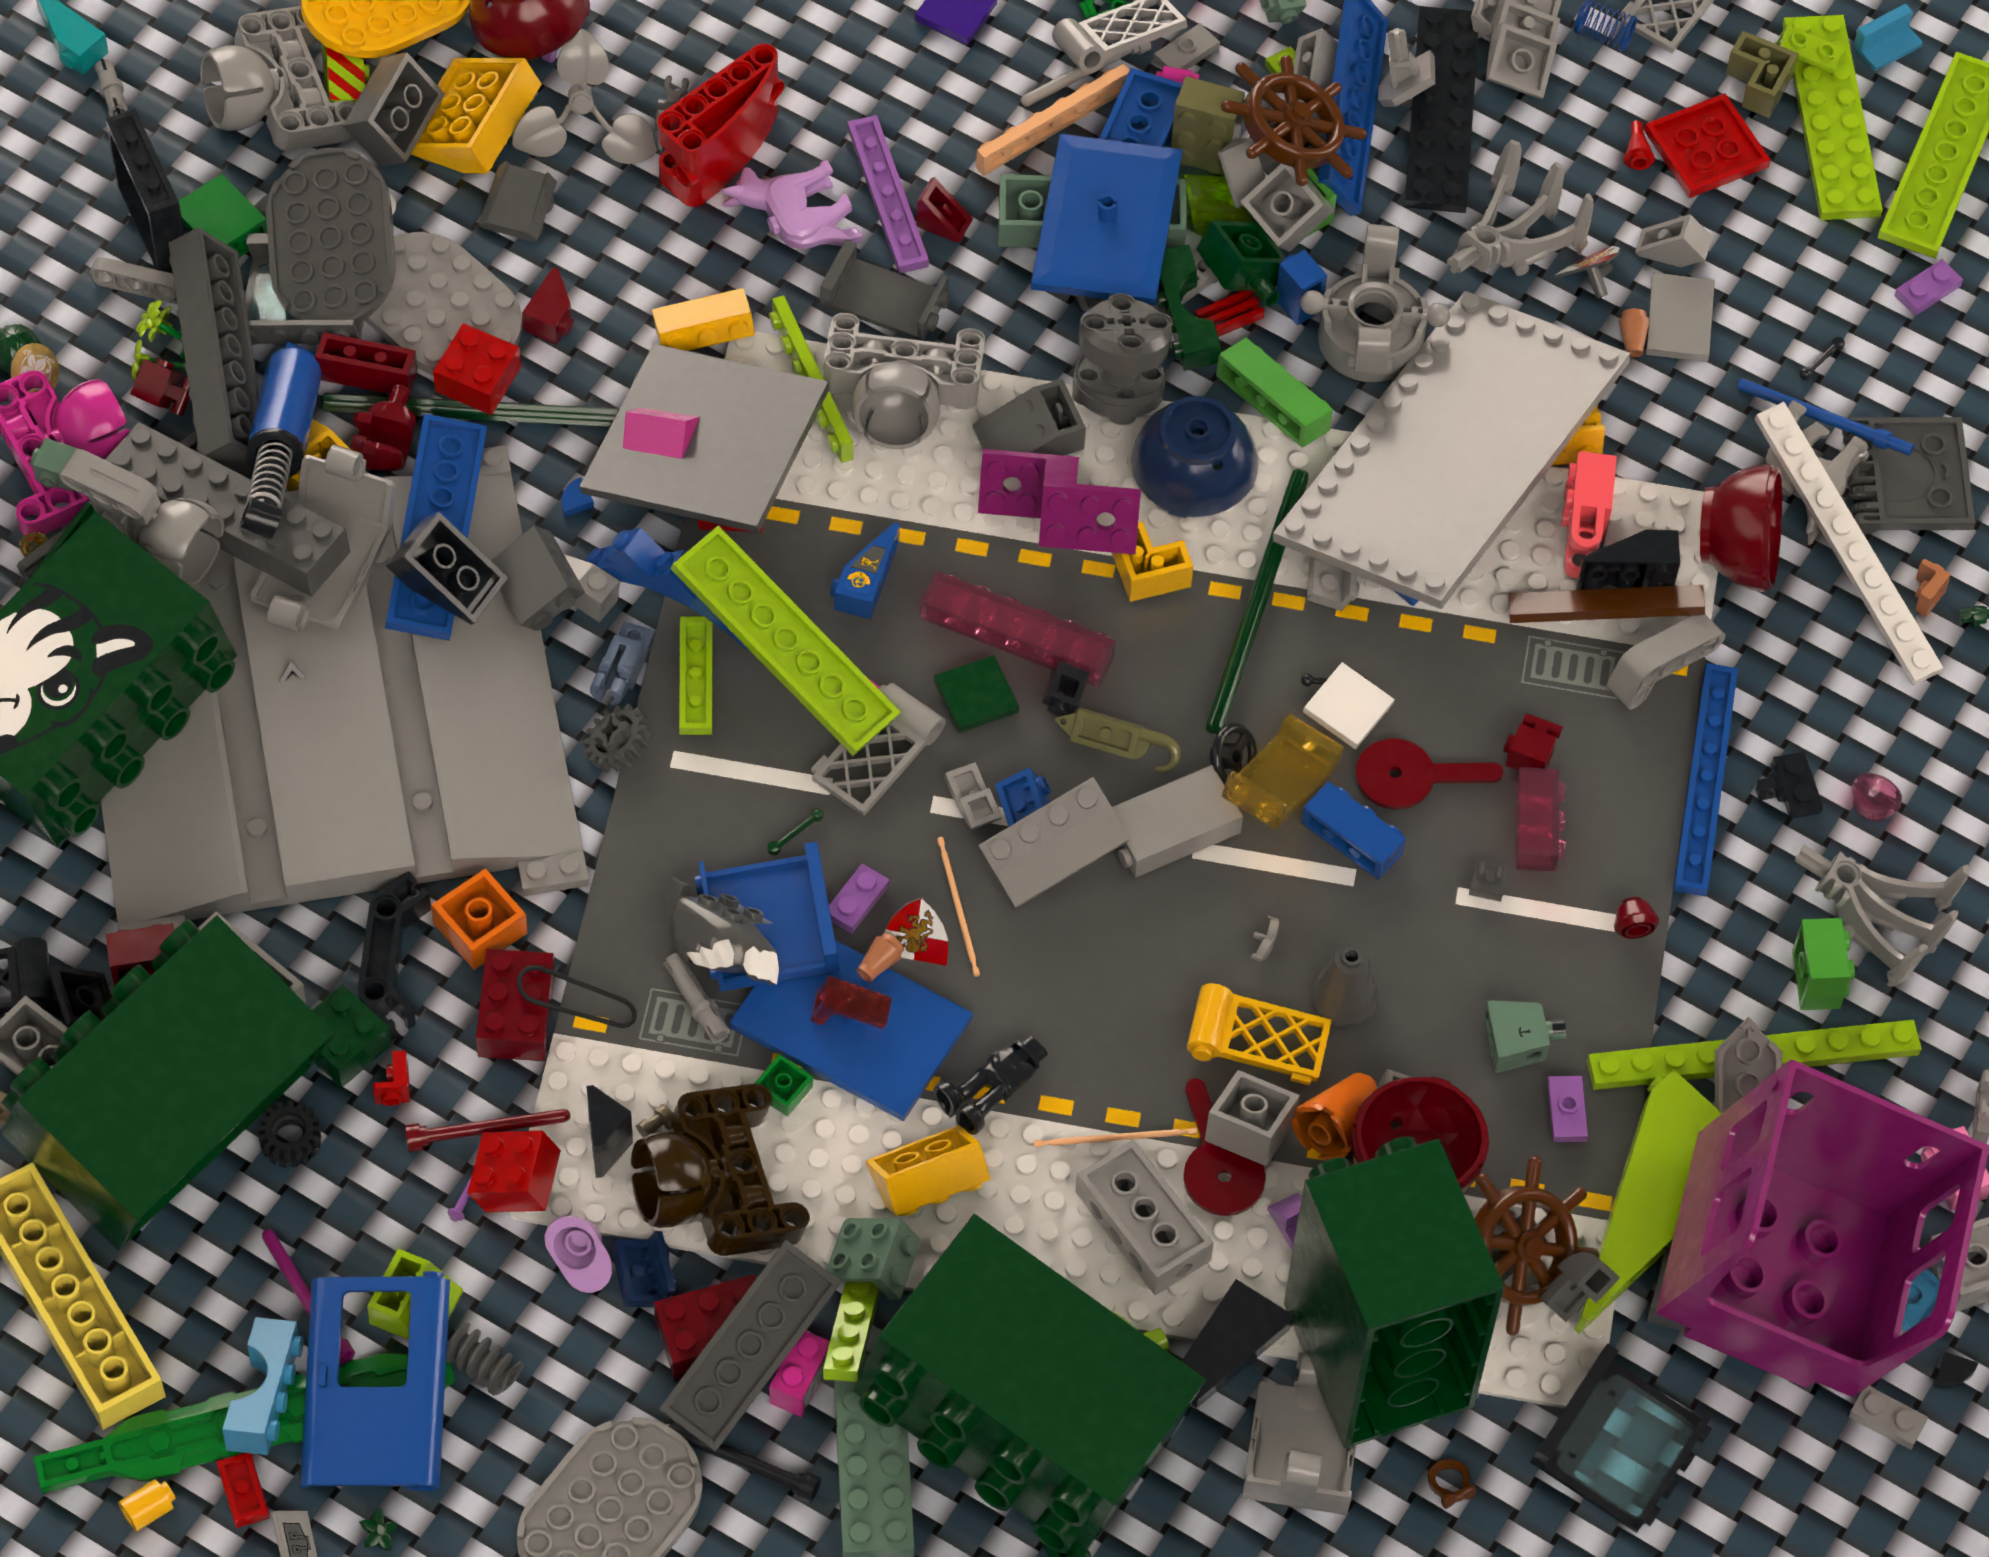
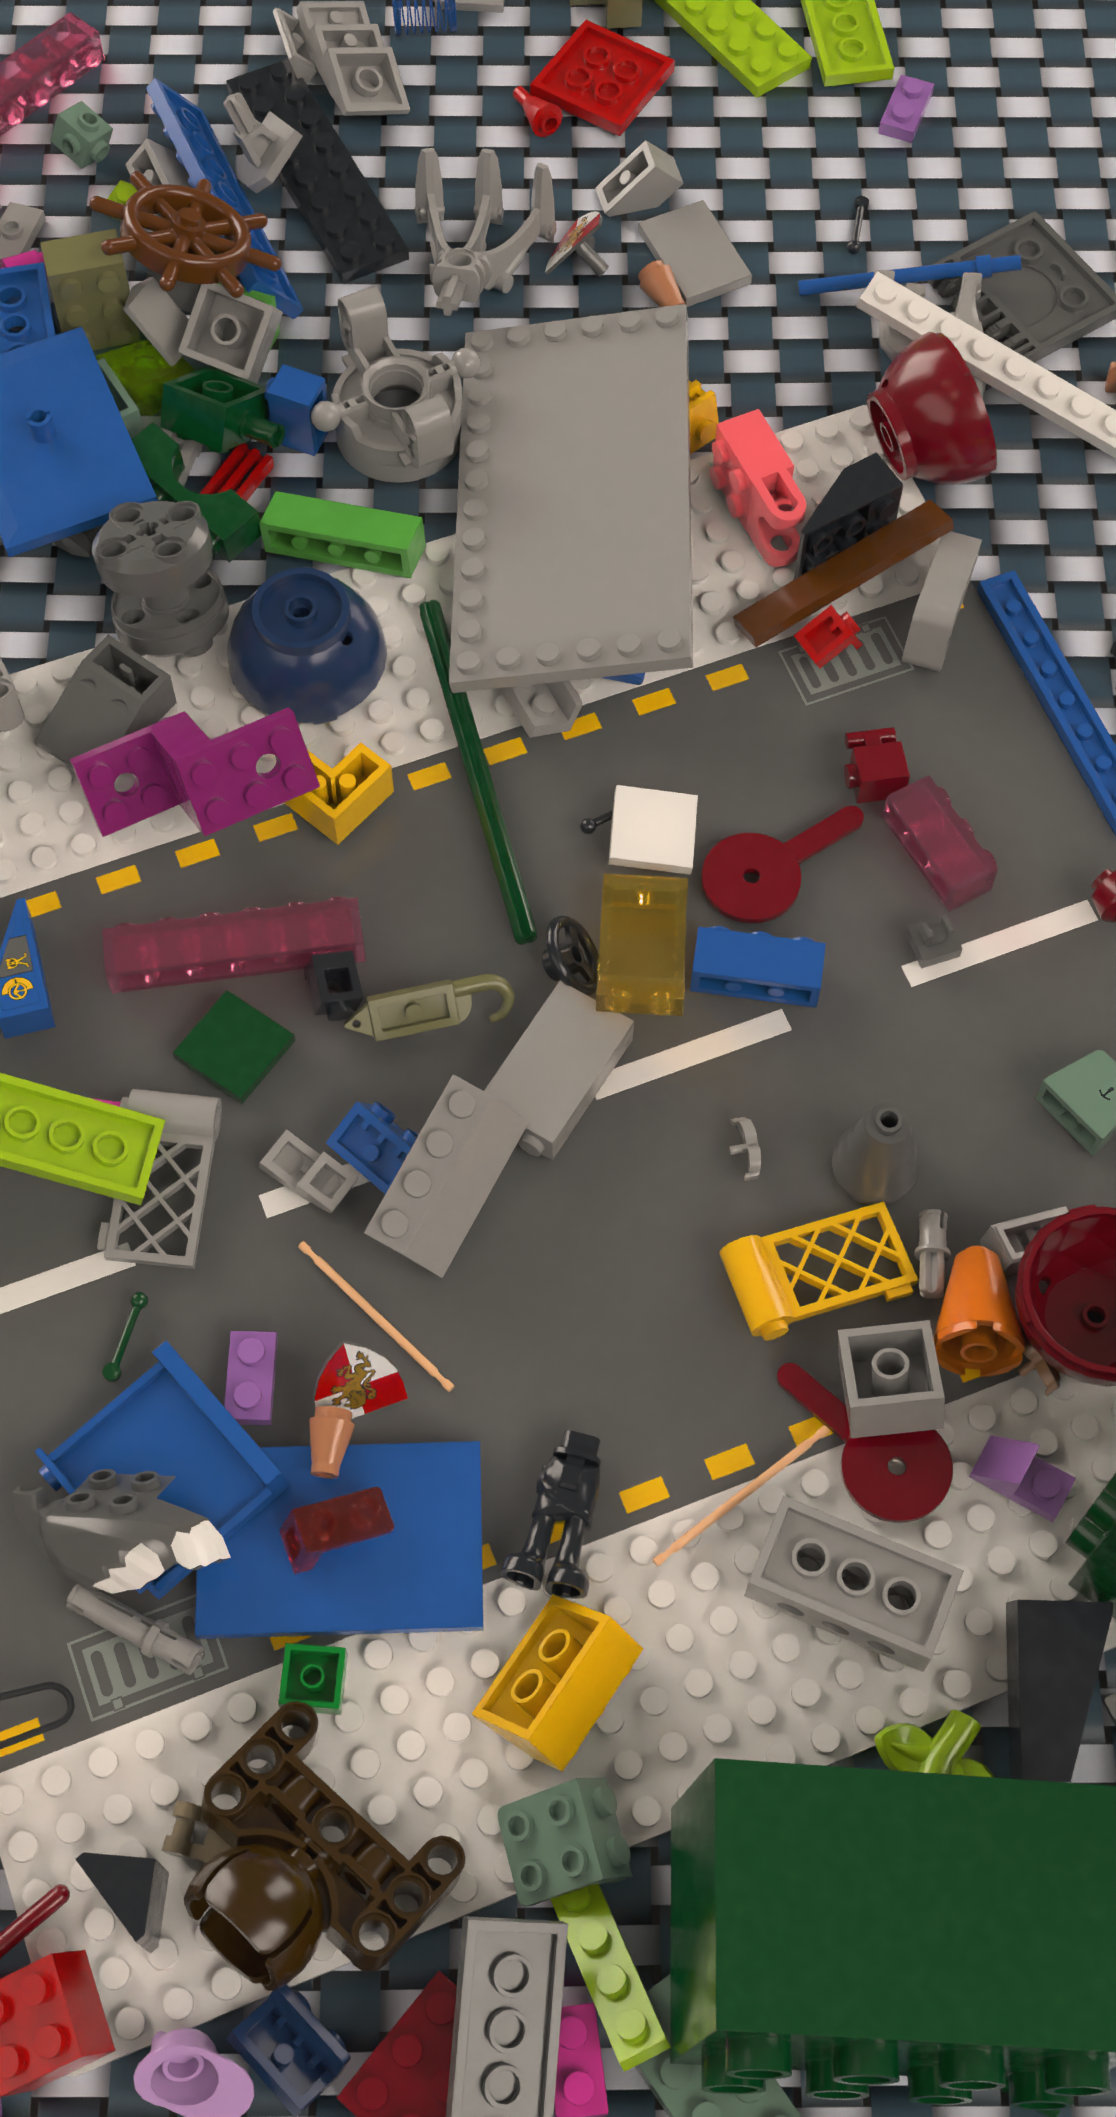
camera: 30 degrees left, 5 degrees up
(1339, 1065) = (932, 1253): none -> light grey axle
(1566, 641) = (828, 635): none -> red bracket

